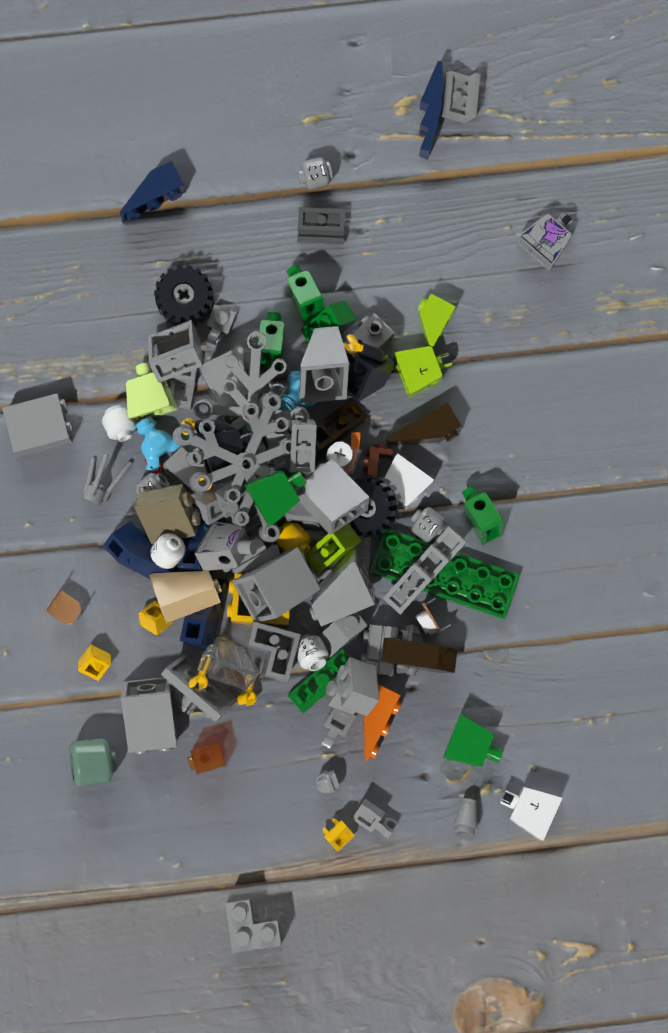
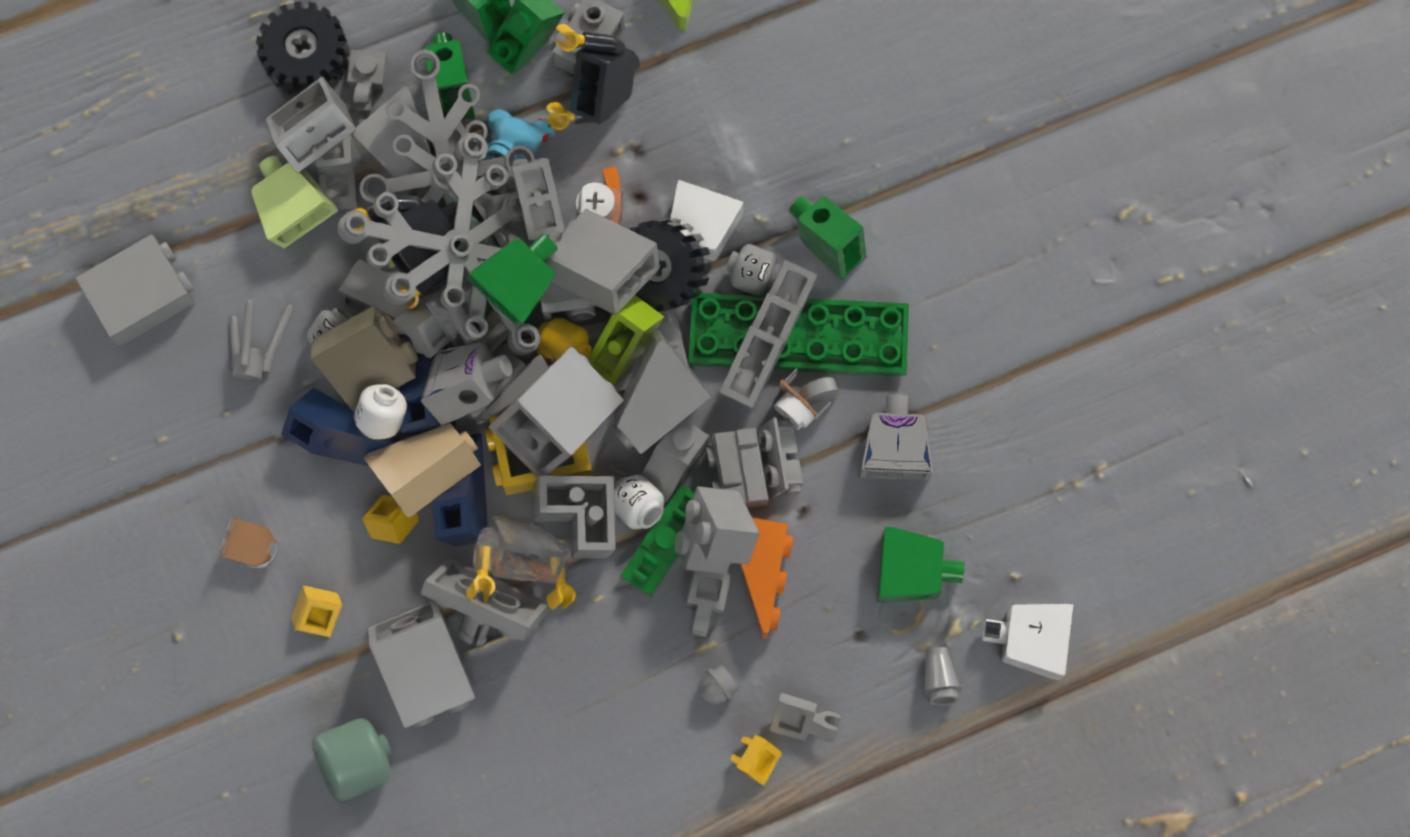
camera: 15 degrees left, 5 degrees down
(118, 424) = (256, 254): white head -> none
(154, 444) = (319, 267): medium azure animal -> none
(206, 758) = (526, 703): clear orange brick -> none
(324, 367) = (537, 85): light grey slope -> none
(337, 427) = (579, 167): dark brown slope -> none
(371, 463) = (648, 189): copper bracket -> none
(419, 655) = (799, 457): dark brown slope -> none
(420, 369) = (676, 56): lime torso -> none
(430, 428) = (714, 135): dark brown slope -> none
(445, 614) = (819, 390): none -> light grey tile
(484, 663) = (897, 444): none -> light grey torso

